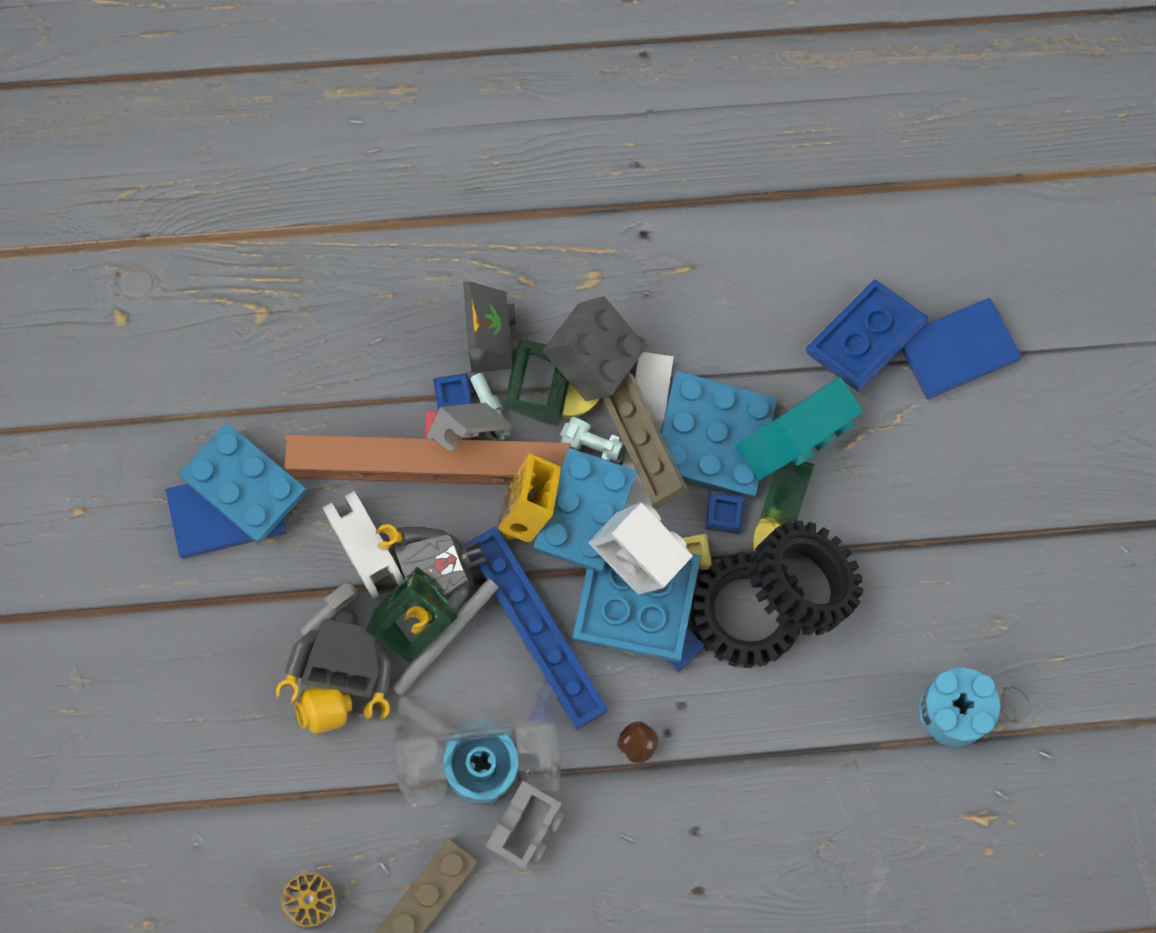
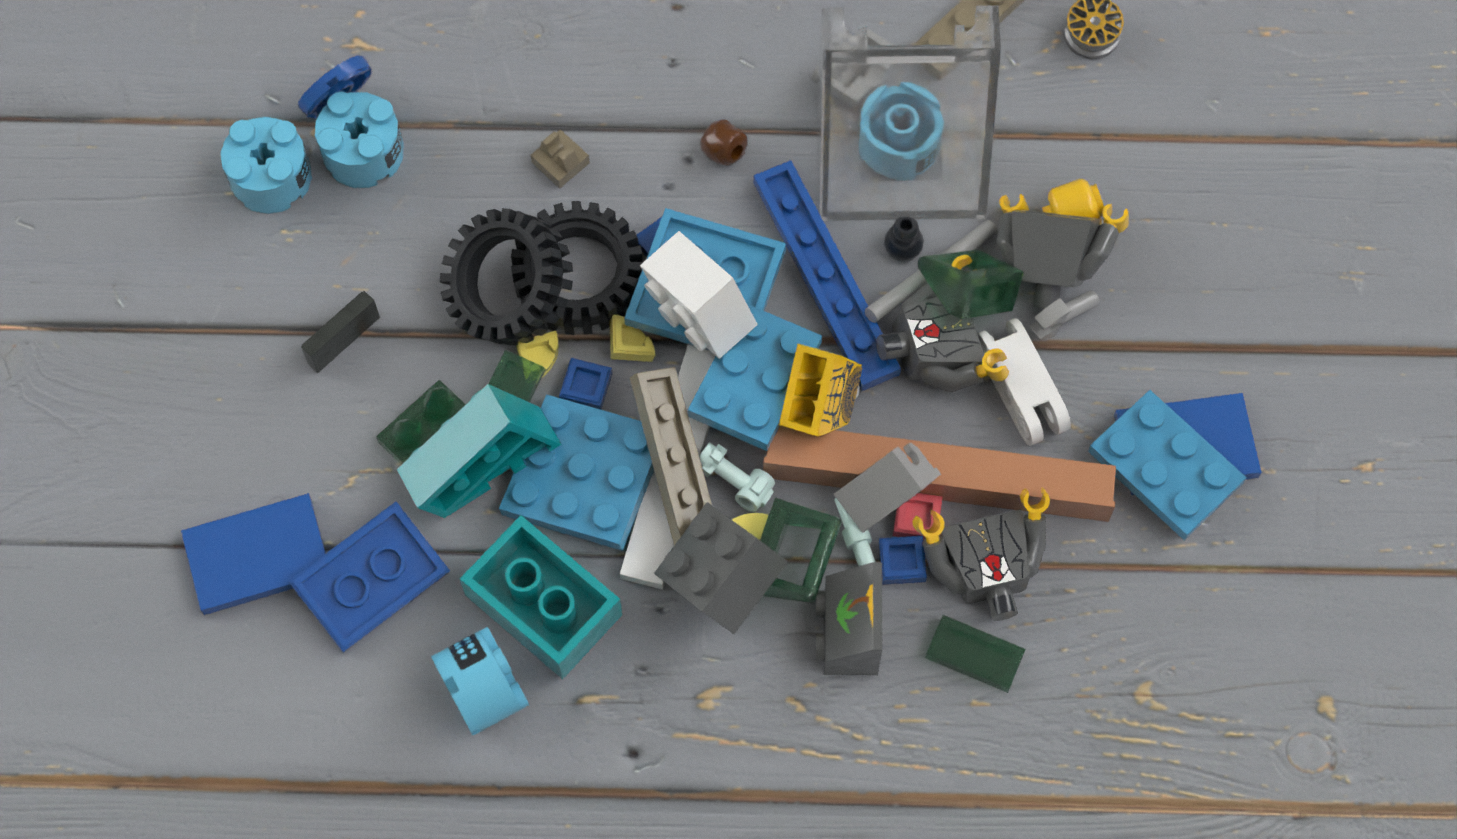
camera: 170 degrees left, 5 degrees down
(385, 394) = (988, 555): none -> dark grey torso
(391, 327) = (975, 653): none -> clear green tile
(471, 667) = (904, 239): none -> black piece
(730, 323) = (541, 596): none -> teal brick
(767, 252) = (480, 680): none -> medium azure brick
(780, 717) = (559, 158): none -> dark tan tile
(850, 465) = (419, 421): none -> clear green tile
(935, 530) = (340, 331): none -> pearl dark grey tile
(991, 749) = (344, 77): none -> blue tile
(1047, 658) = (266, 164): none -> medium azure brick

